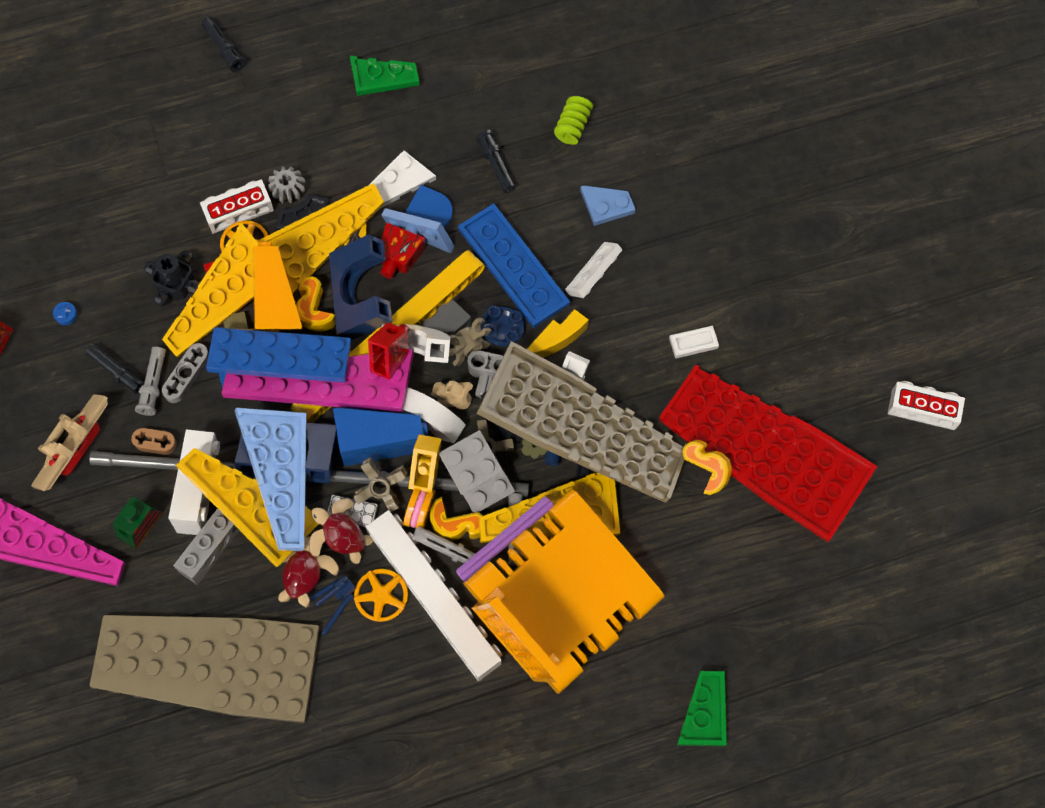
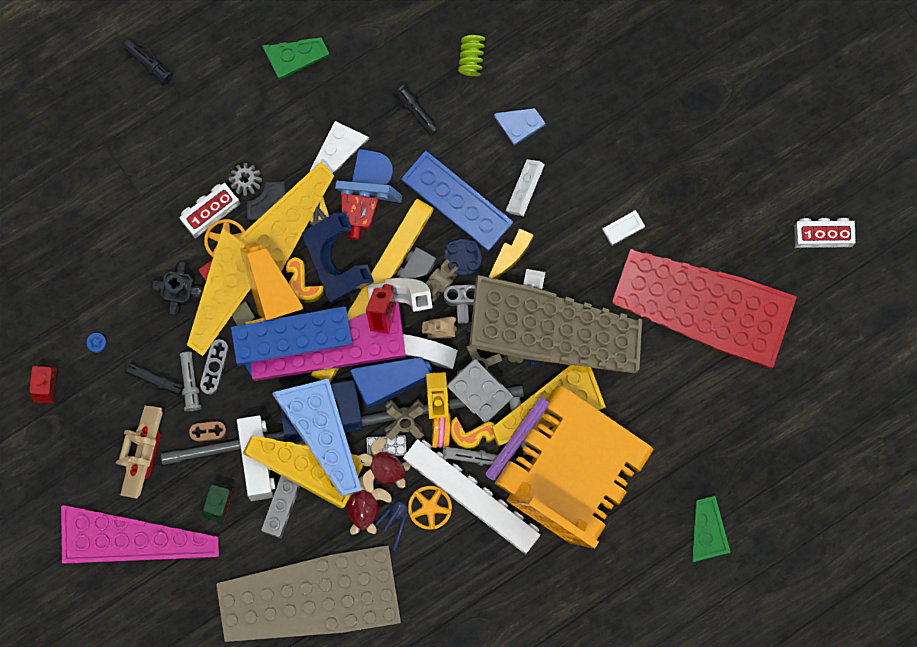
camera: 15 degrees left, 10 degrees up
(712, 461) = (663, 329): yellow animal -> none

